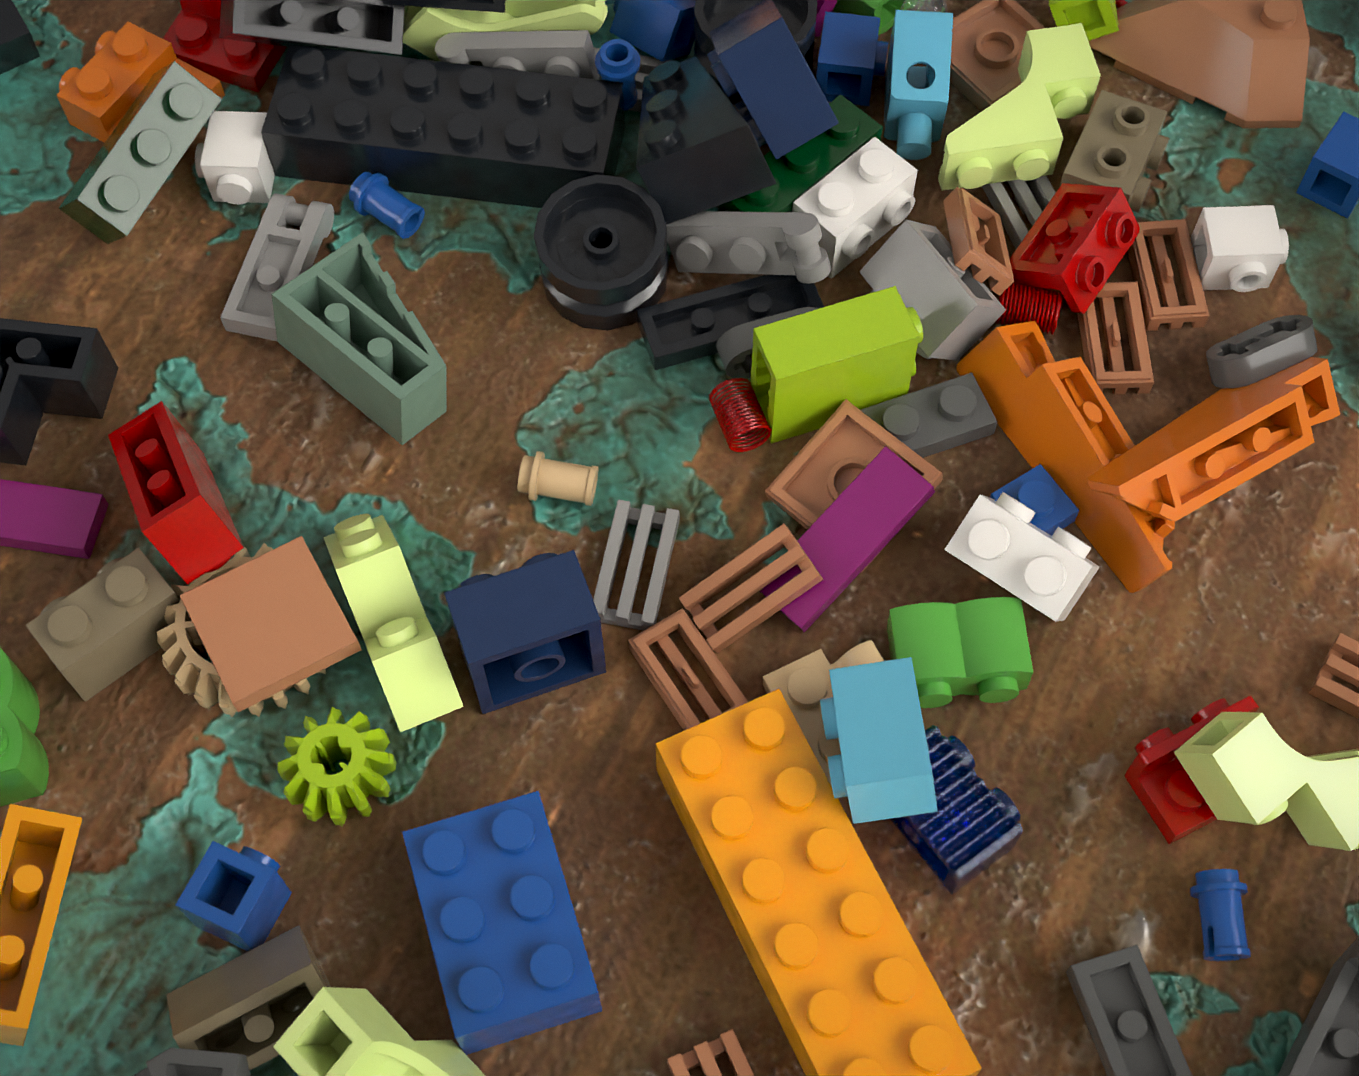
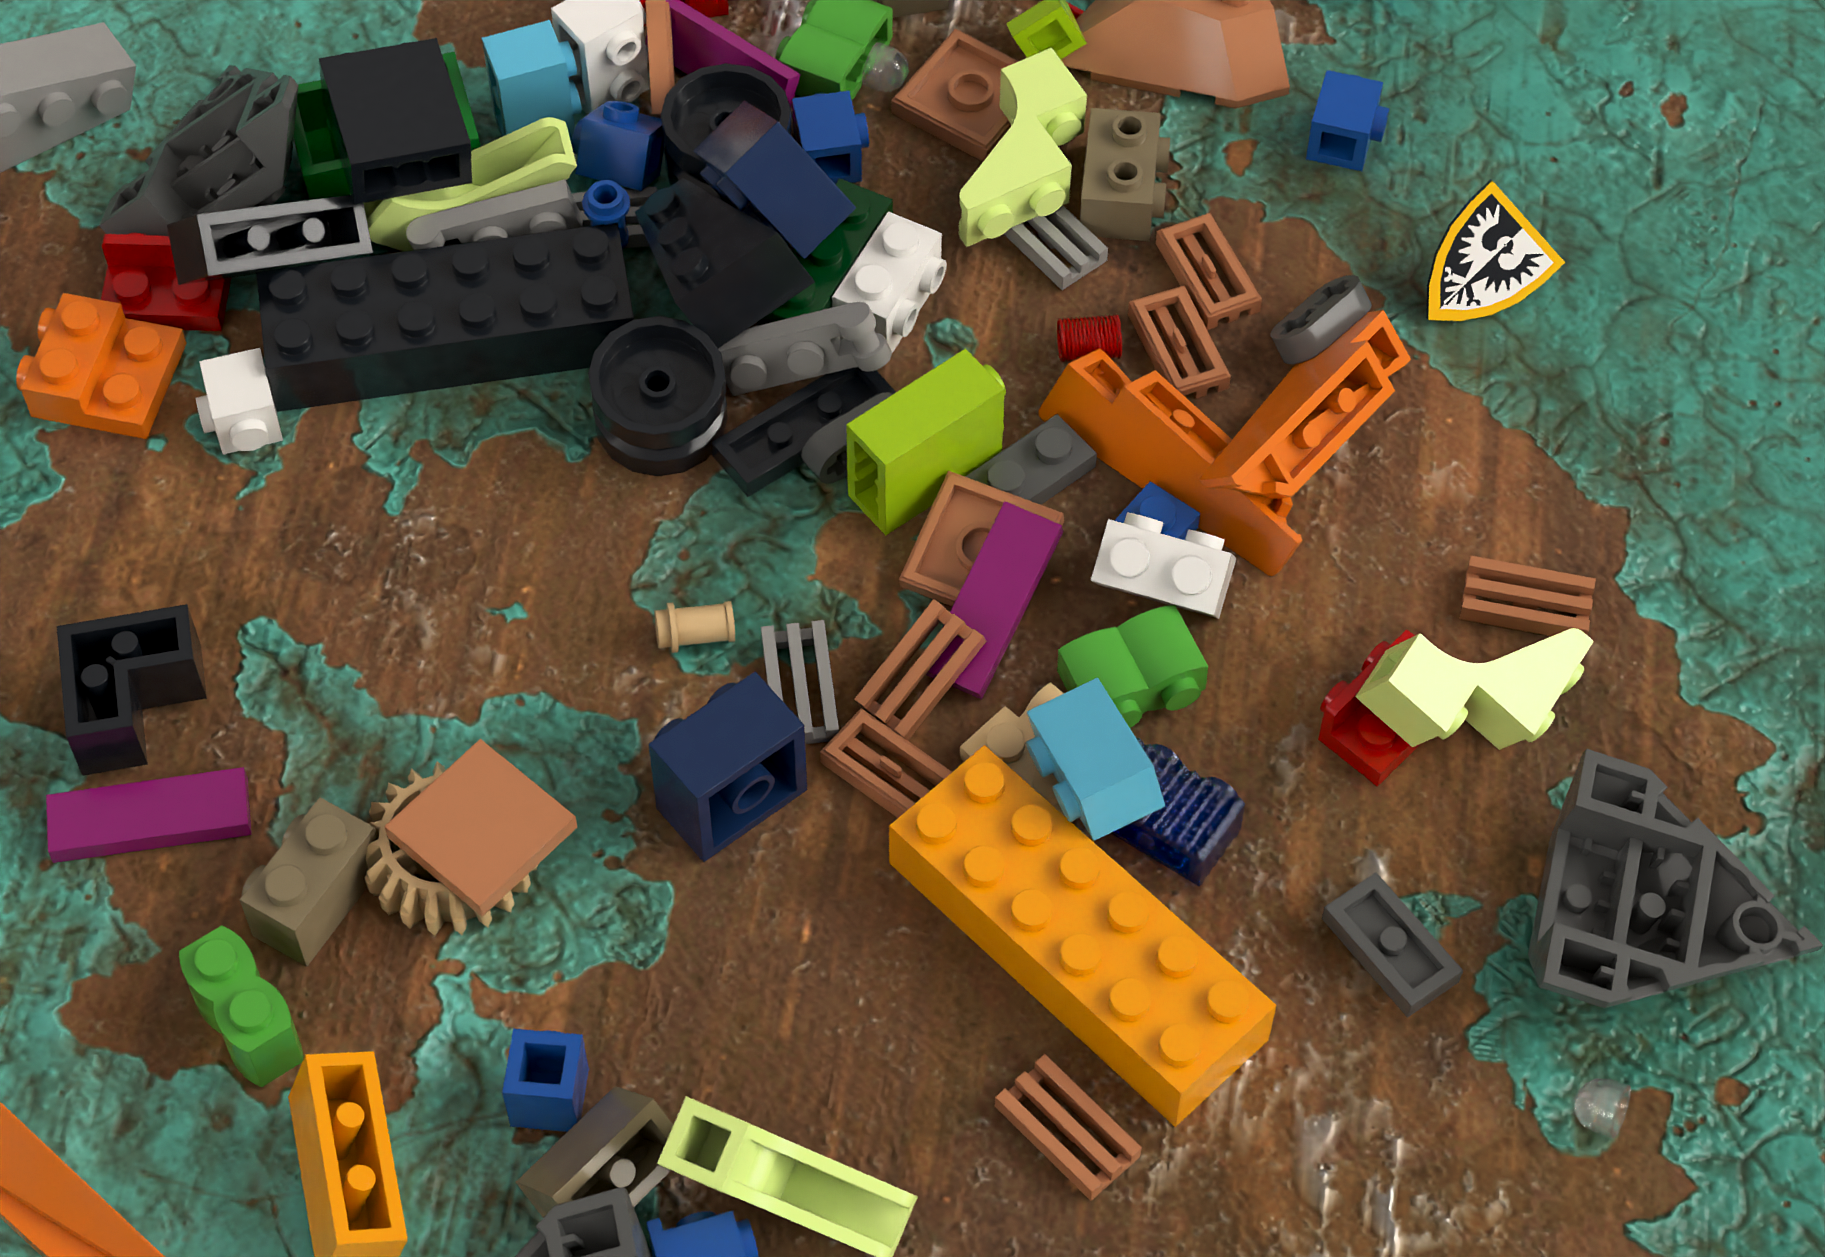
camera: 20 degrees left, 5 degrees down
(140, 153) = (143, 424): brick -> none
(174, 493) = (334, 734): red brick -> none
(274, 260) = (326, 501): light grey plate -> none
(322, 746) = (564, 950): lime gear -> none
(362, 340) = (453, 546): sand green wedge -> none
(375, 197) = (411, 408): blue pin -> none
(392, 621) = (614, 818): yellowish green arch -> none
(501, 923) = (802, 1026): blue brick -> none
(742, 421) = (848, 514): red piece -> none
(917, 94) = (908, 145): medium azure torso -> none
(948, 300) = (996, 336): light grey brick -> none
(976, 242) = (1022, 286): nougat tile -> none
(1076, 243) = (1114, 263): red bracket -> none
(1221, 914) = (1439, 823): blue pin -> none
(1238, 247) = (1268, 226): white brick -> none

